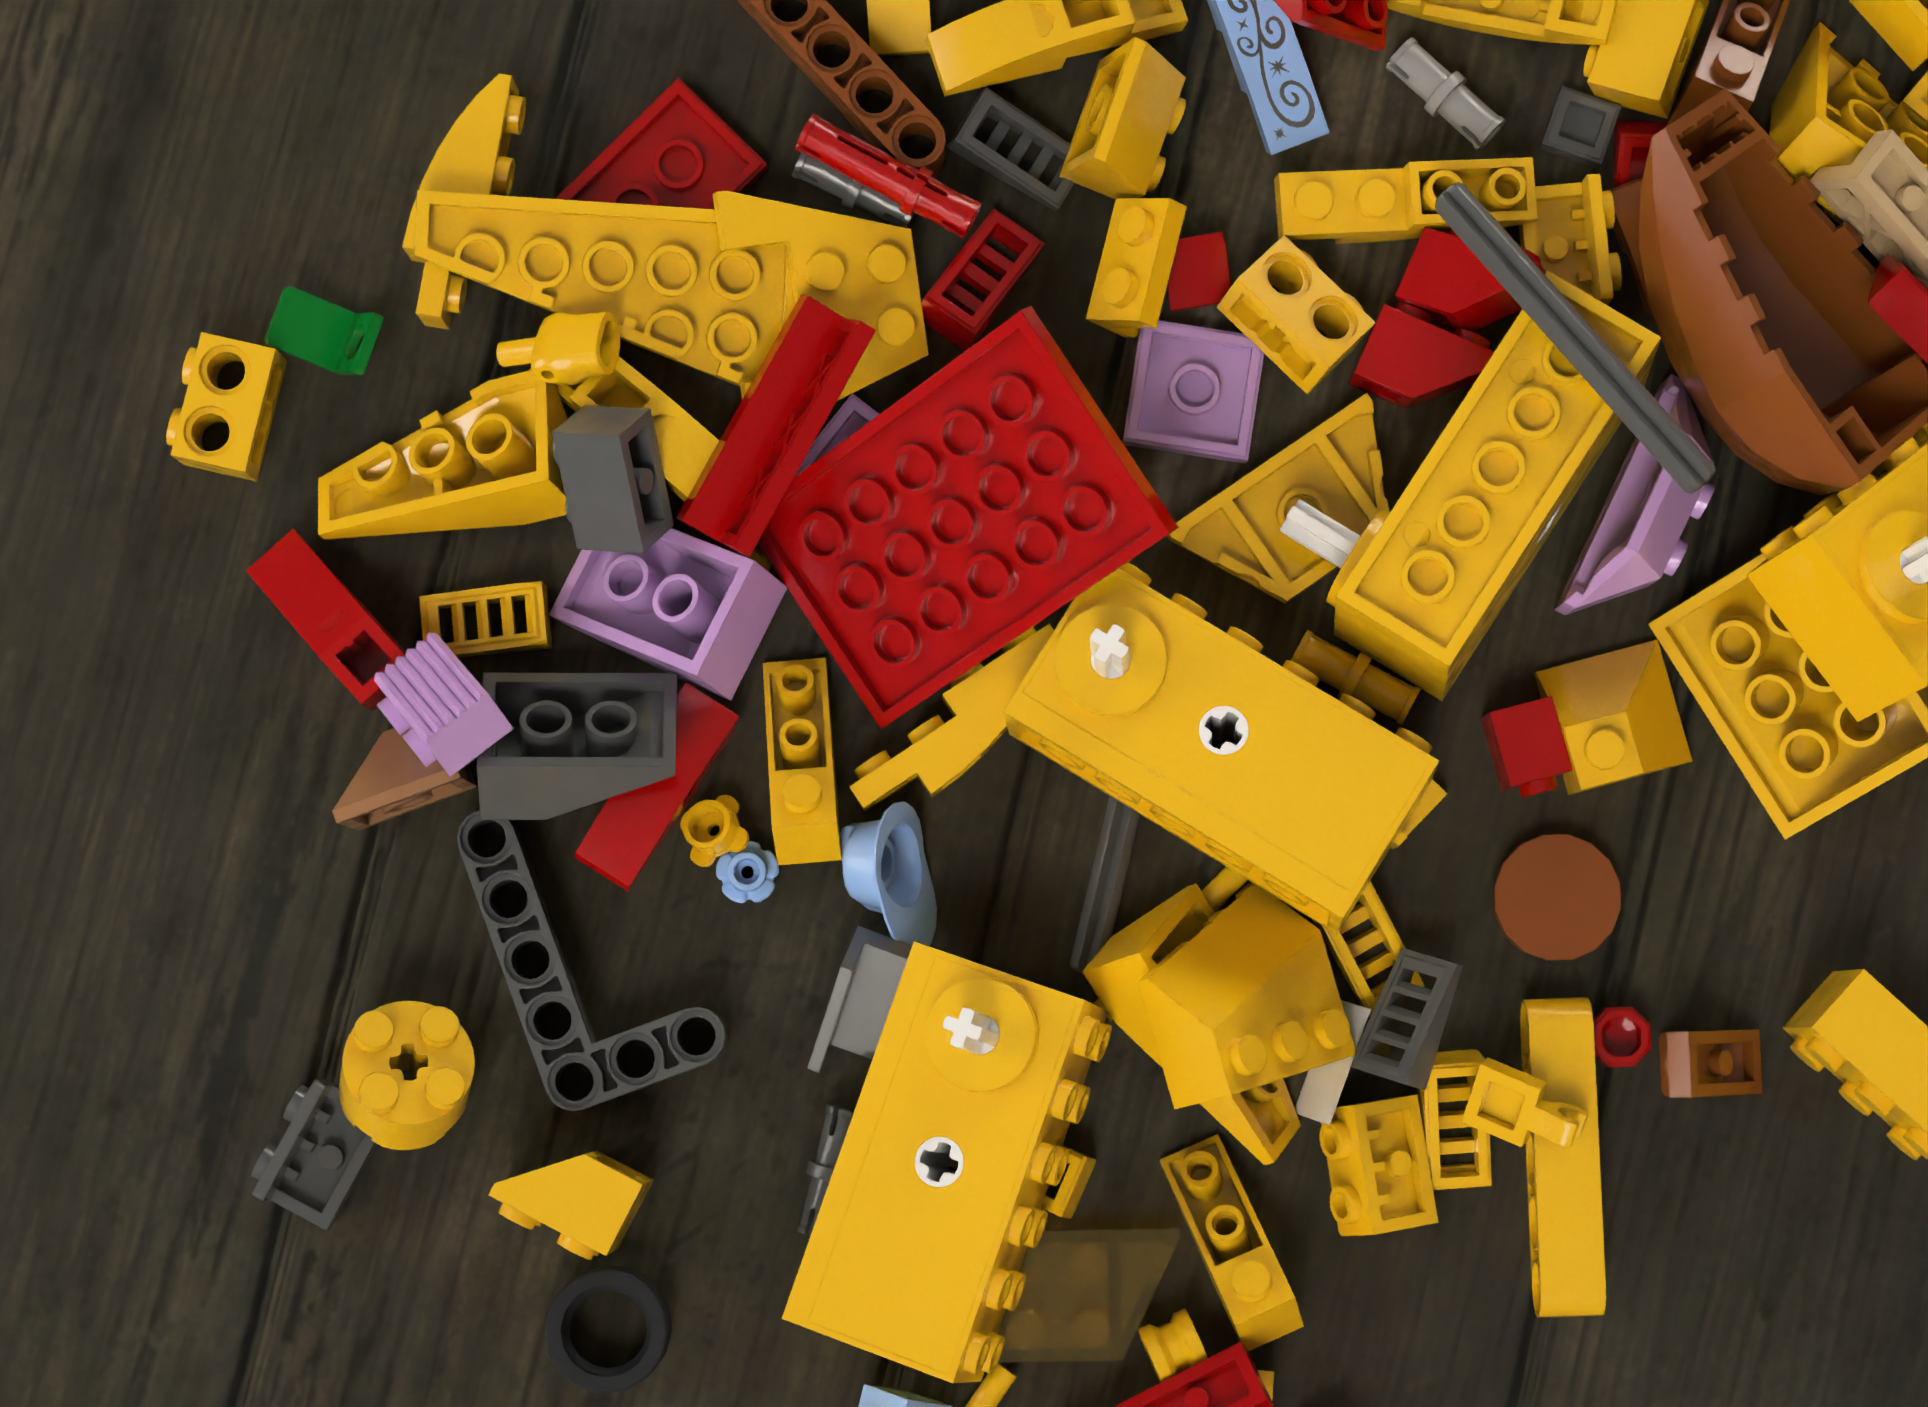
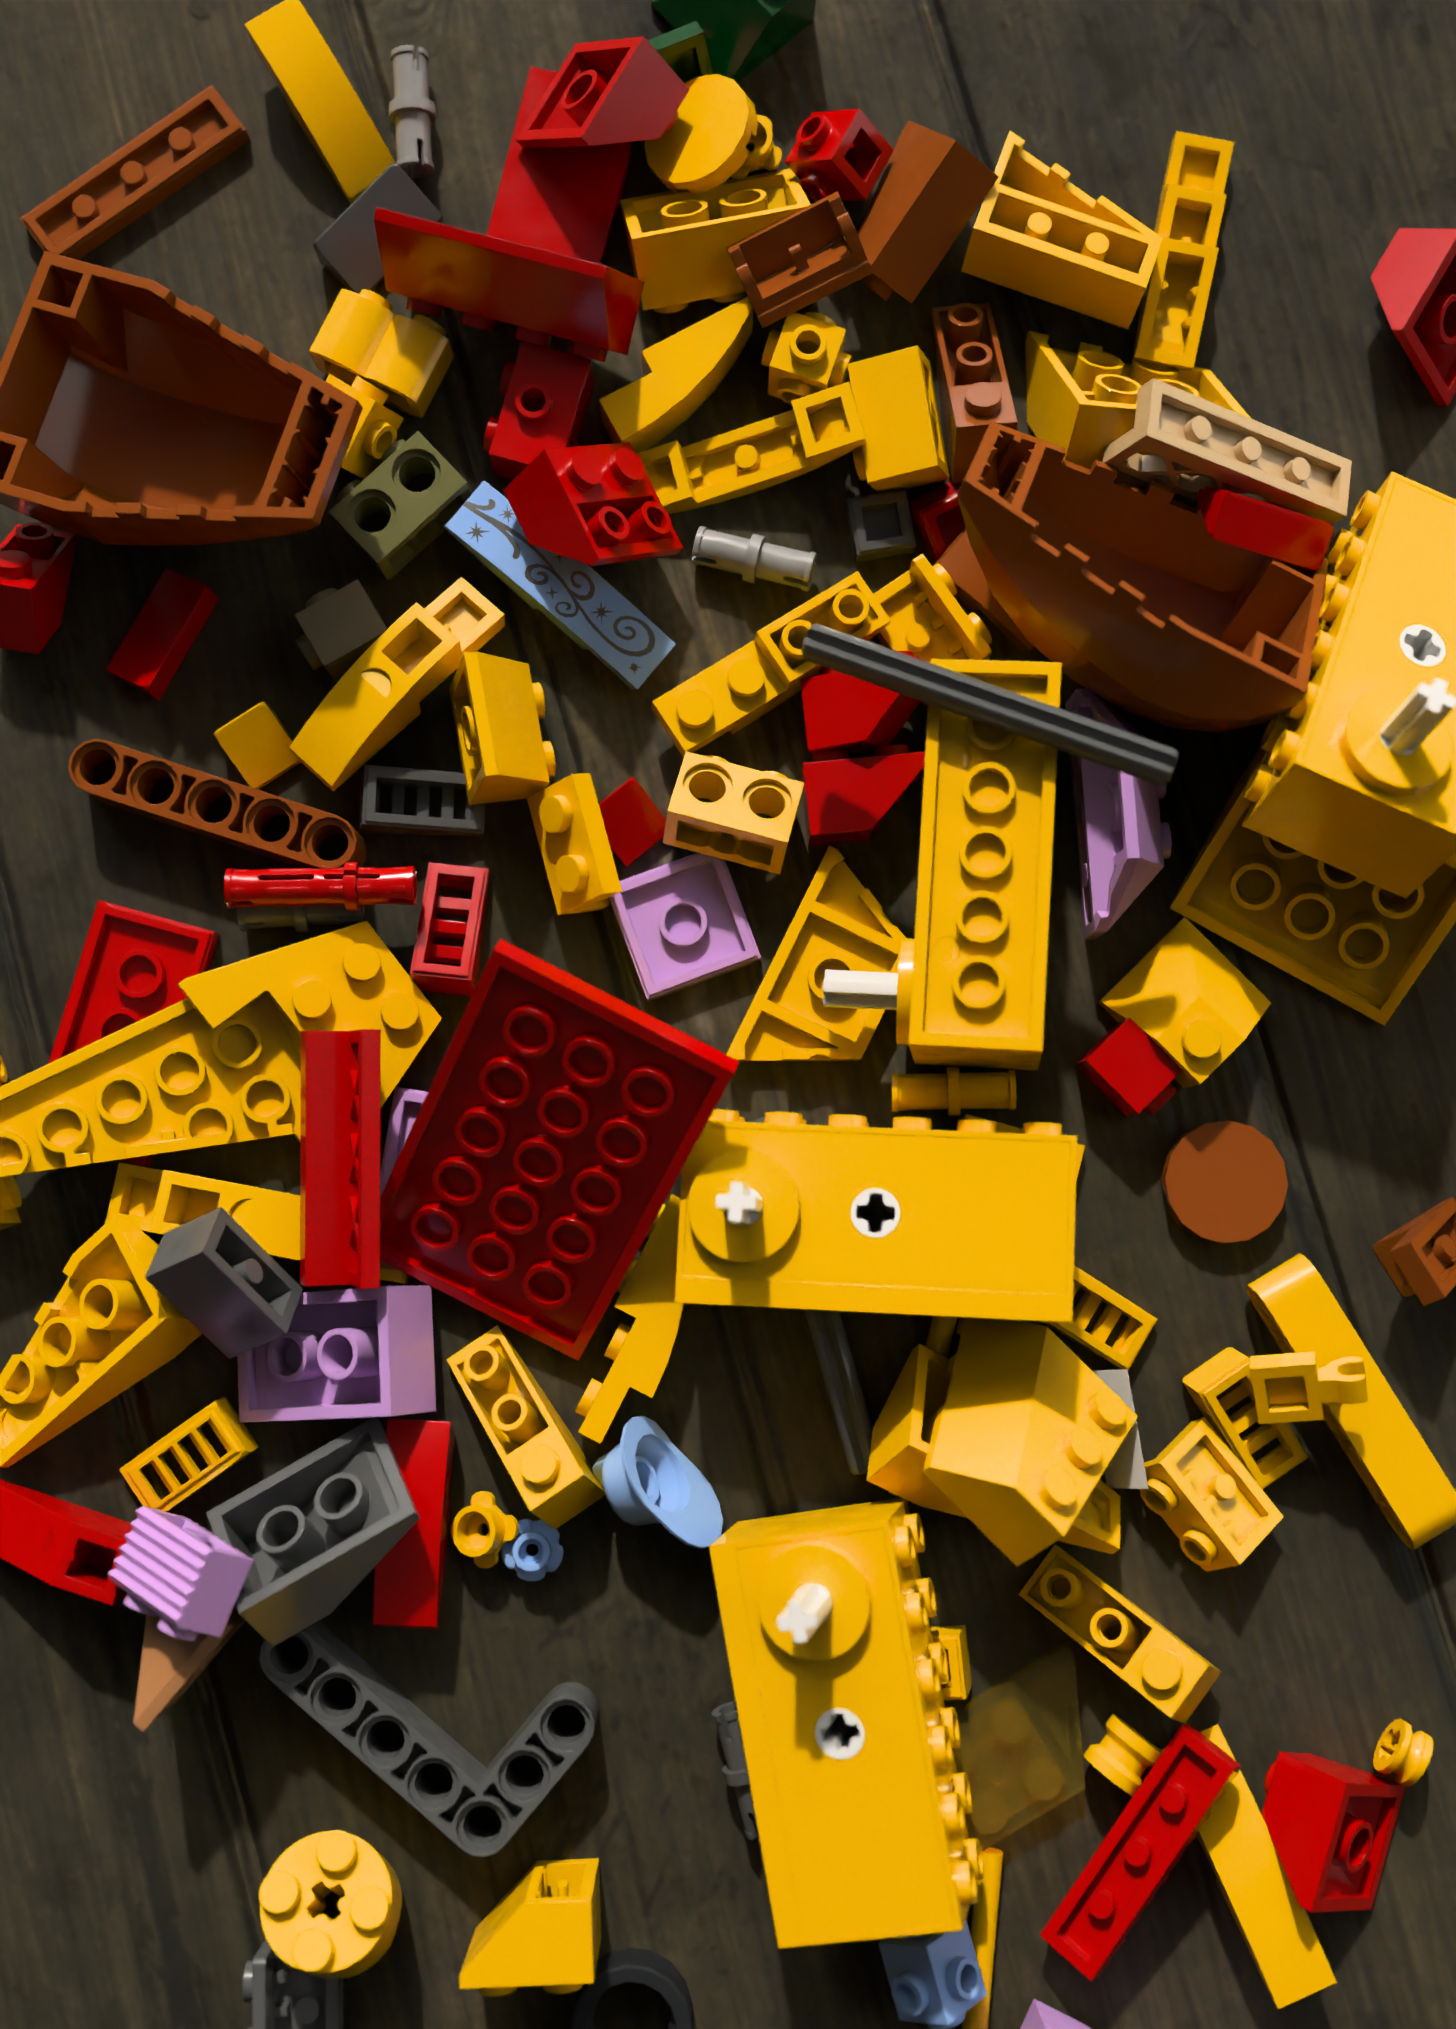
camera: 30 degrees left, 0 degrees up
(567, 348) = (123, 1190): yellow piece -> none
(861, 996) = (687, 1607): panel -> none
(1423, 1045) = (1146, 1386): dark grey slope -> none
(1621, 1036) = (1346, 1269): red tile -> none

